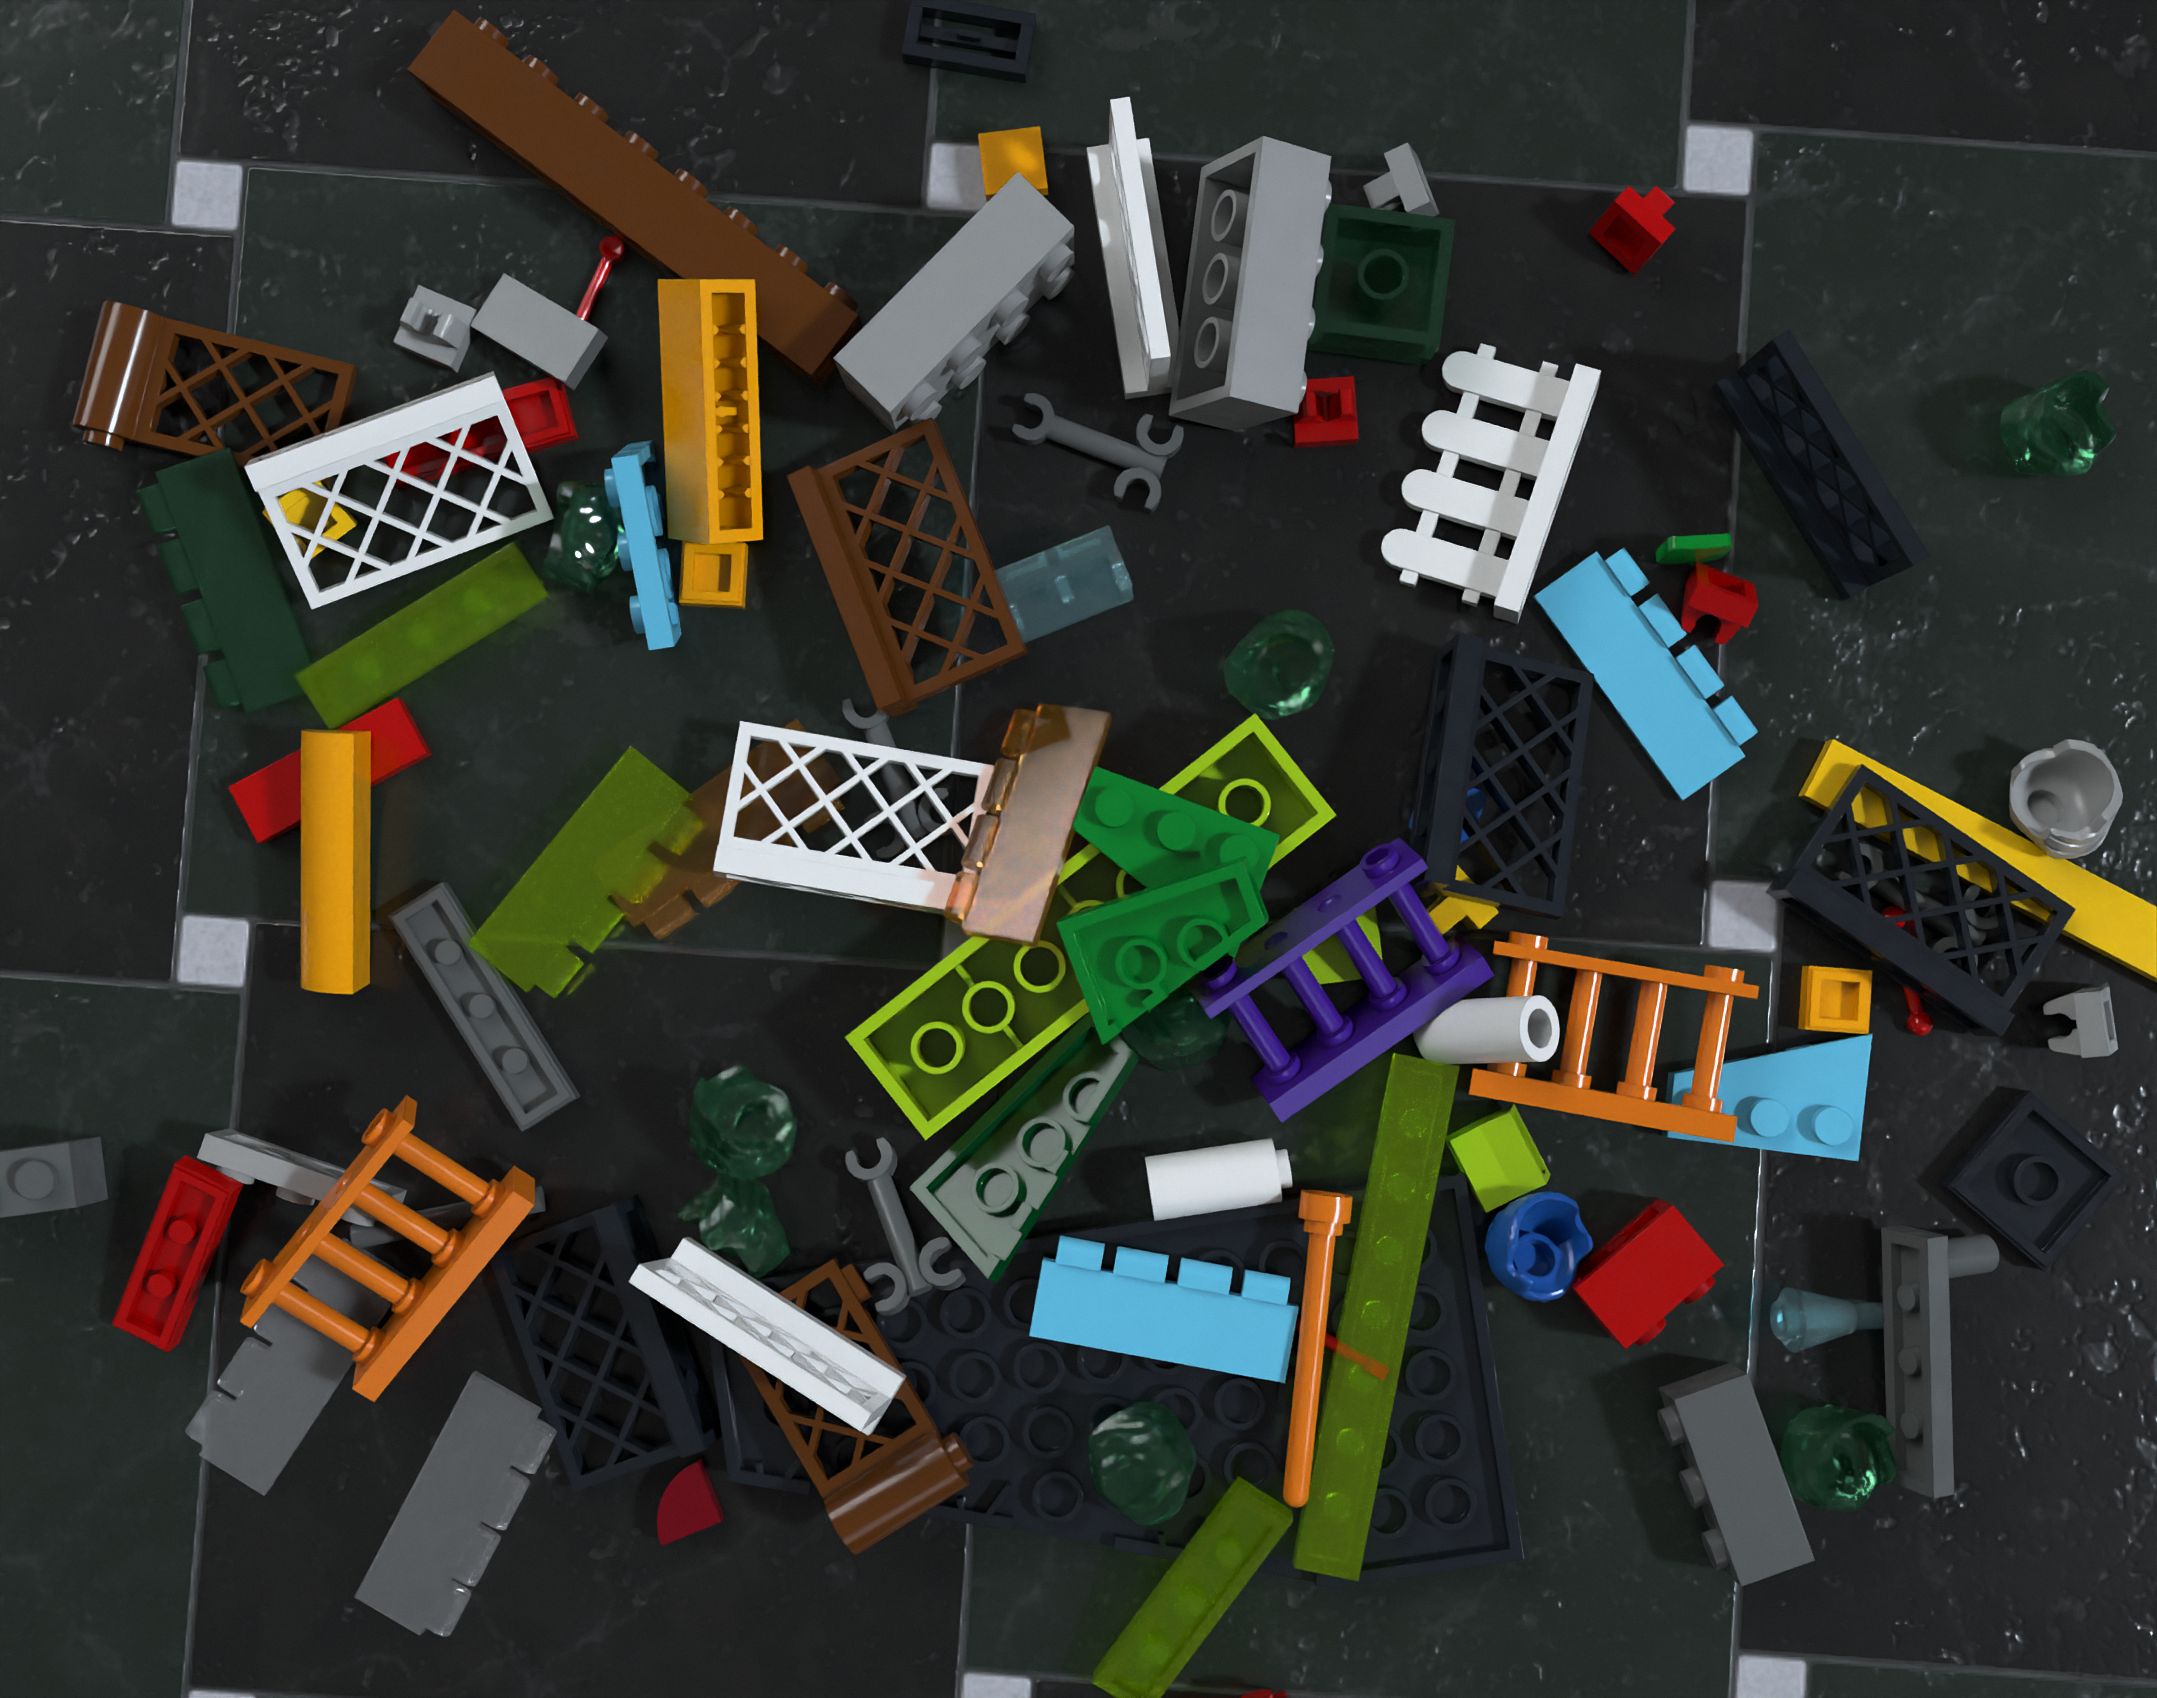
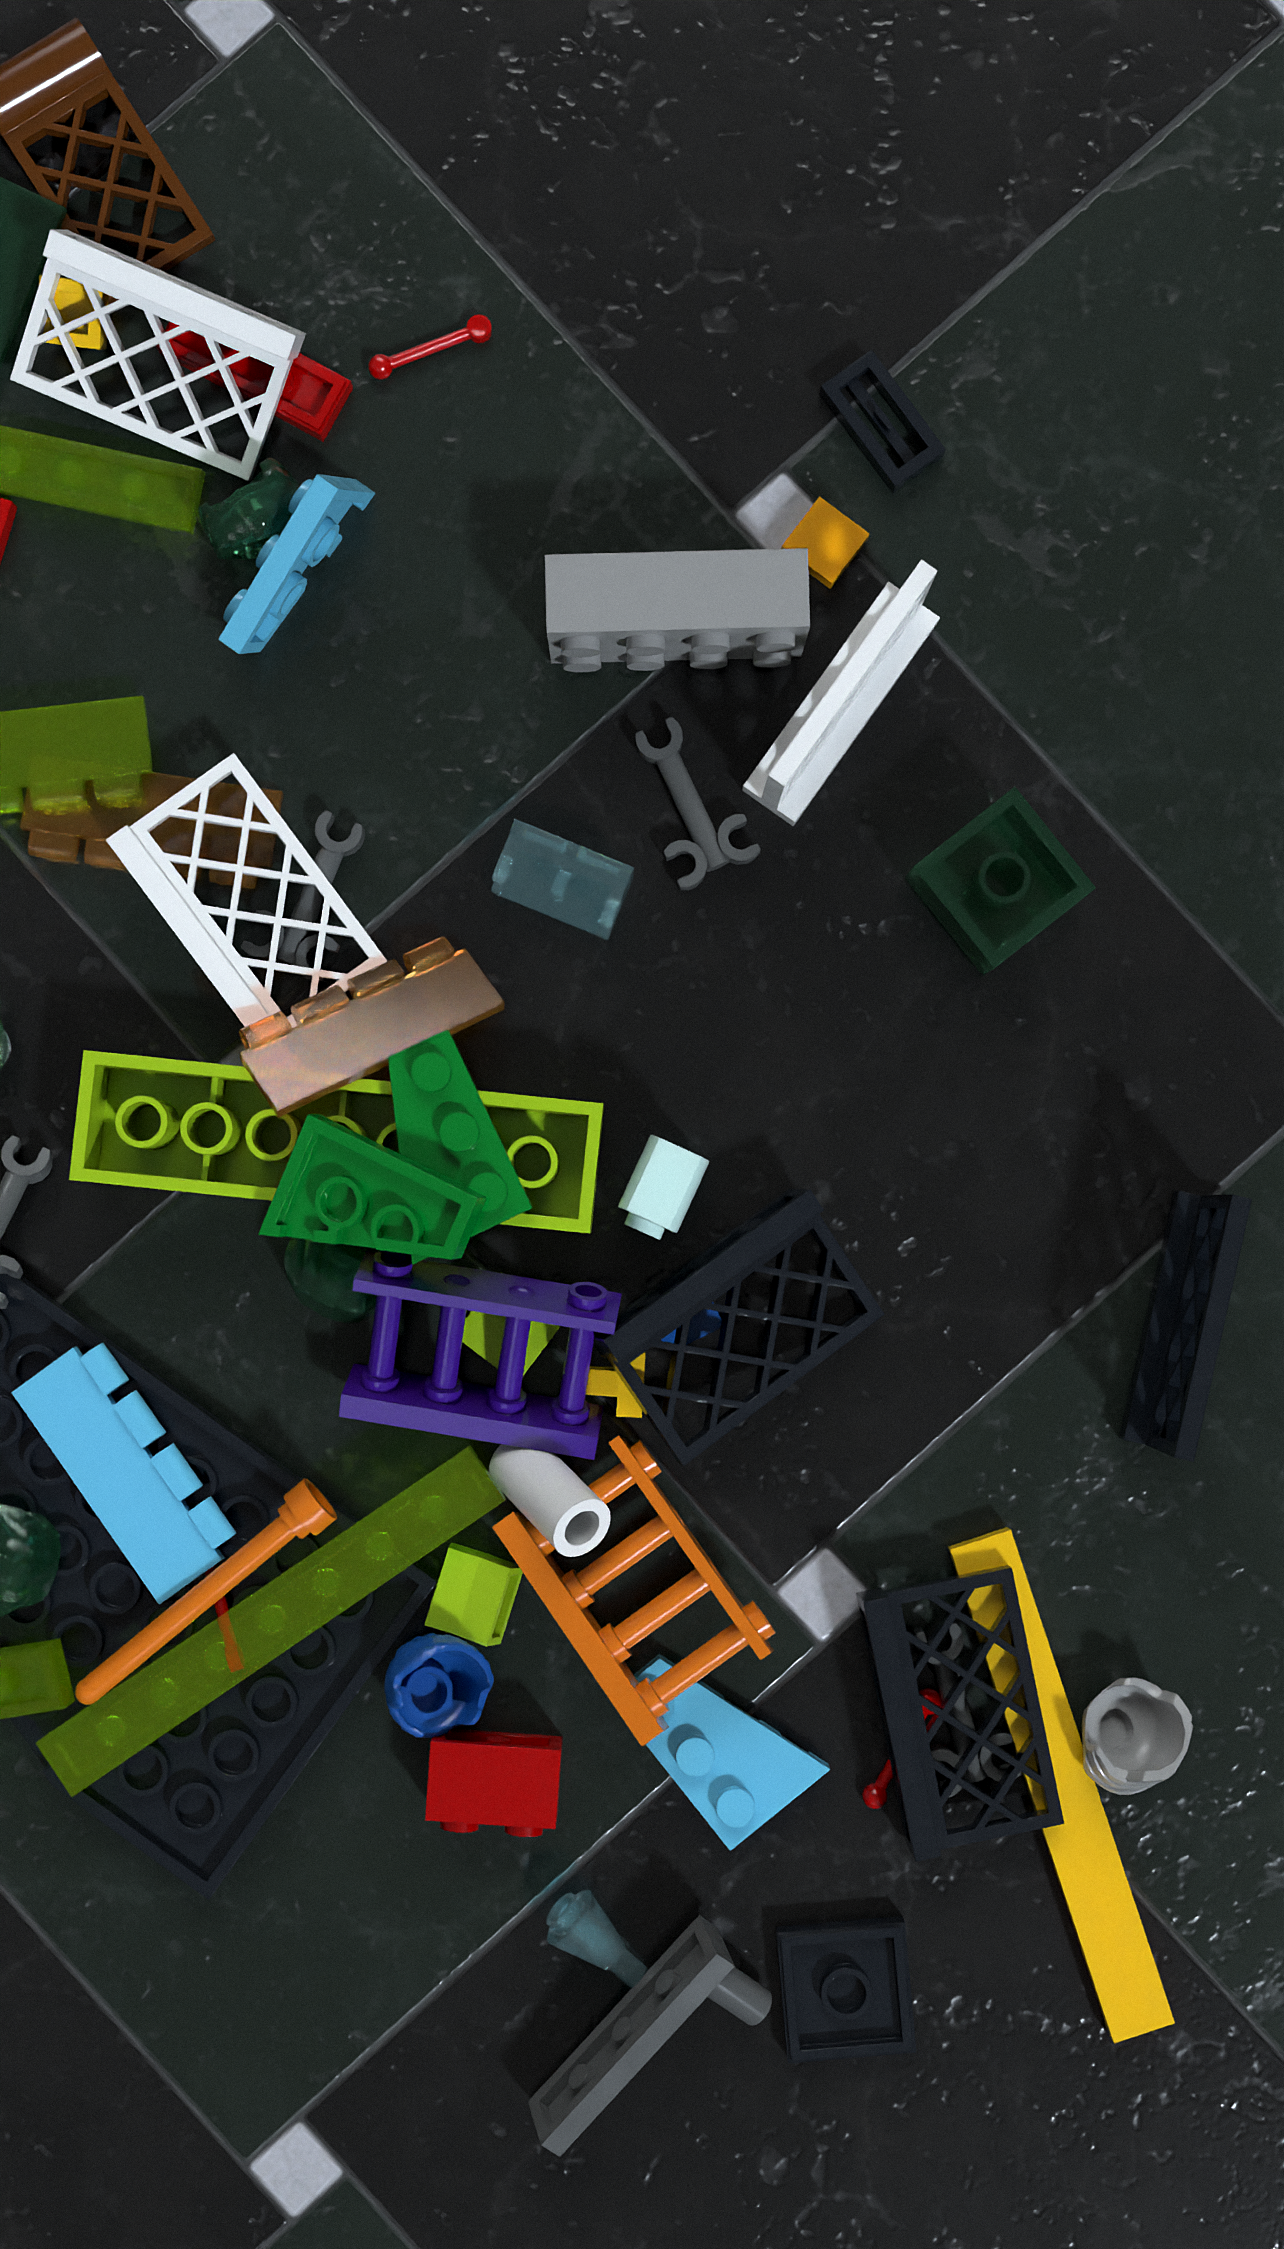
camera: 40 degrees right, 0 degrees up
(436, 328) = (298, 264): light grey tile -> none
(539, 331) = (366, 336): tile -> none
(629, 192) = (528, 306): reddish brown brick -> none
(711, 409) = (430, 510): light orange brick -> none
(713, 575) = (323, 630): light orange tile -> none
(857, 589) = (409, 739): reddish brown fence -> none
(1019, 1151) = (131, 1255): dark green wing -> none
(1217, 1178) = (256, 1411): white brick -> none
(1251, 285) = (903, 794): light grey brick -> none
(1280, 664) = (661, 1087): clear green hair -> none
(1326, 414) = (874, 937): red tile -> none
(1353, 733) = (662, 1187): none -> light aqua brick
(1403, 186) = (1088, 829): light grey tile -> none
(1502, 449) = (982, 1102): white fence -> none
(1634, 227) = (1228, 1020): red tile -> none
(1646, 686) = (916, 1350): medium azure windscreen -> none
(1692, 549) = (1042, 1294): green piece -> none
(1720, 595) = (1029, 1347): red tile -> none
(1733, 1475) = (417, 1987): dark grey brick -> none
(1835, 999) = (829, 1719): light orange tile -> none
(1836, 1456) = (503, 2046): clear green hair -> none
(2095, 1023) = (999, 1917): light grey tile -> none

